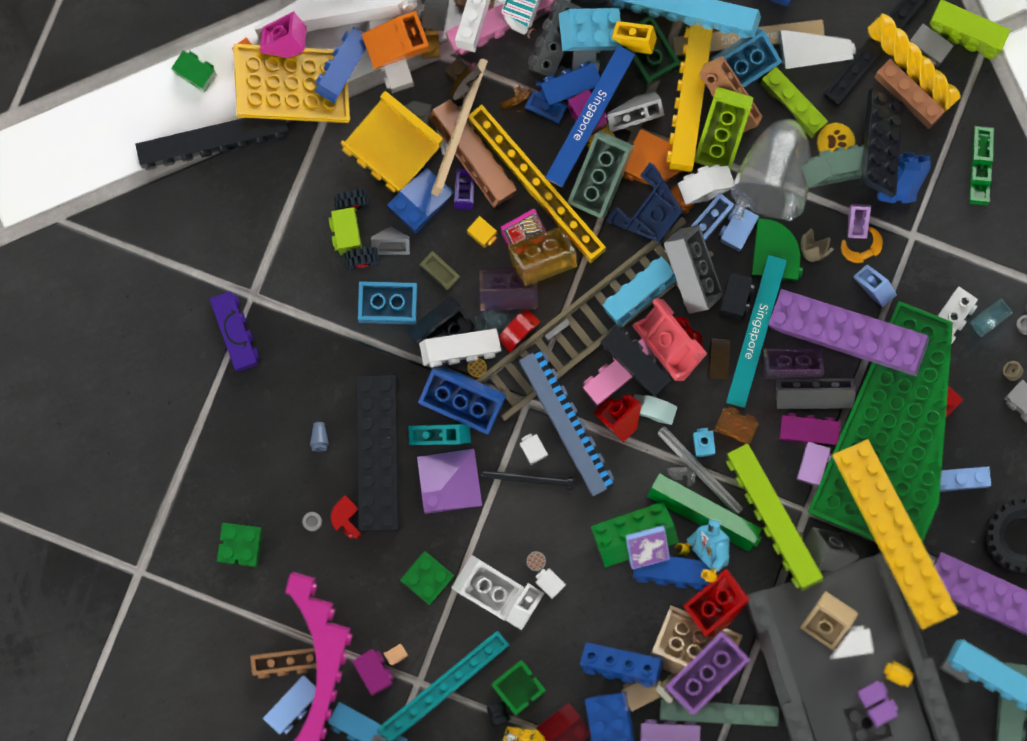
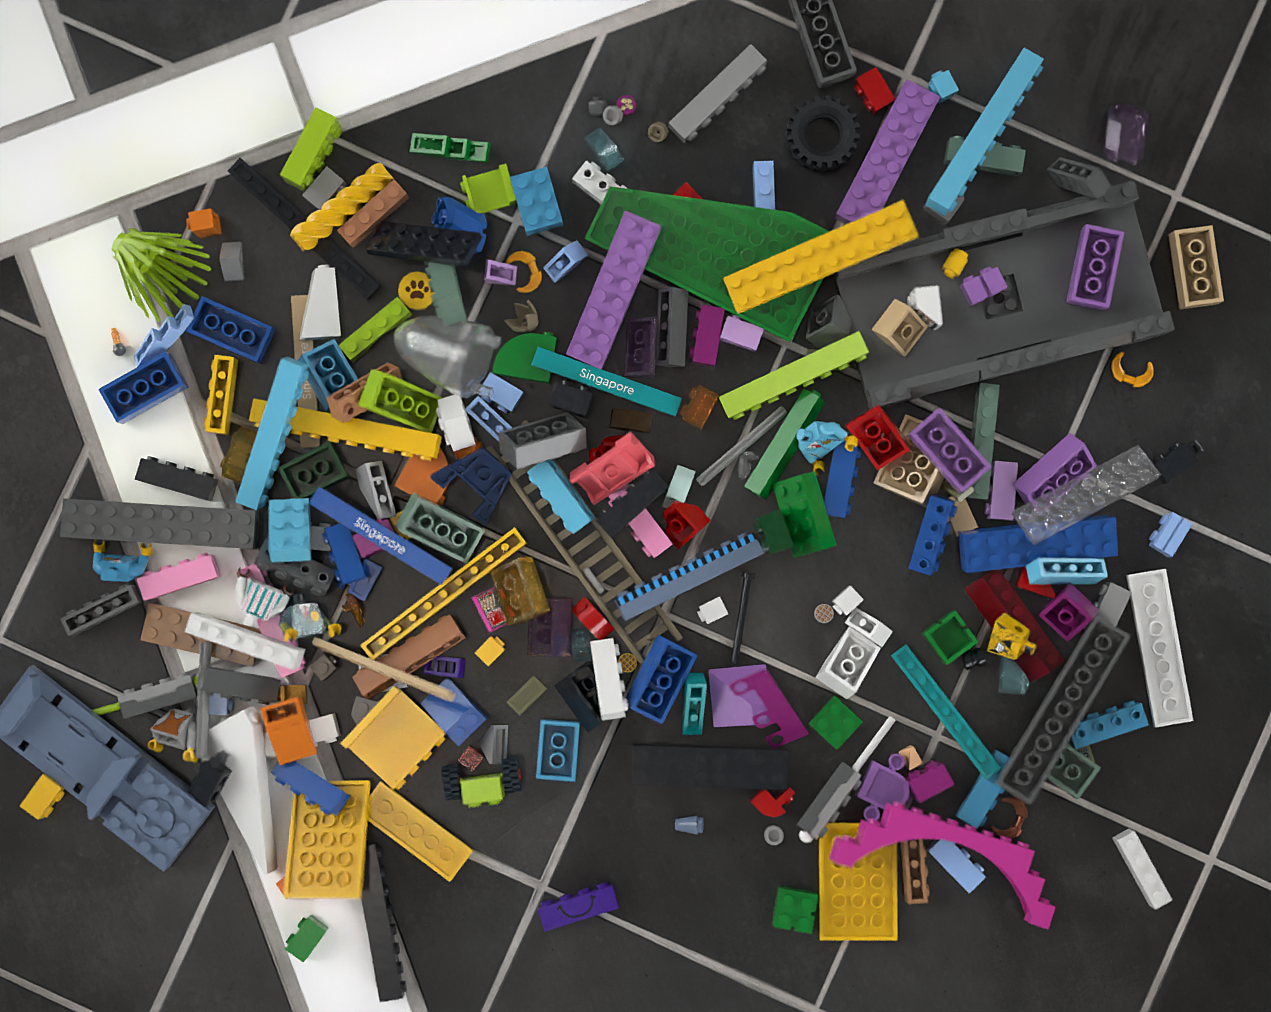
camera: 90 degrees left, 5 degrees up
(256, 611) = (859, 899): none -> yellow plate
(284, 36) = (278, 845): dark pink slope -> none
(301, 171) = (417, 831): none -> yellow plate
(357, 580) = (837, 792): none -> piece
(367, 628) = (883, 786): none -> medium lavender piece
(375, 219) = (471, 758): none -> clear red plate
(439, 514) = (777, 706): none -> magenta piece
(460, 87) = (341, 666): dark brown slope -> none
(502, 51) = (305, 621): none -> clear light blue torso
(614, 502) = (773, 532): none -> dark green brick
(635, 36) = (300, 485): yellow slope -> none
(647, 547) = (820, 502): tile -> none
(703, 443) = (715, 440): medium azure brick -> none
(933, 253) = (536, 201): none -> dark azure brick
(940, 206) = (489, 190): none -> lime panel

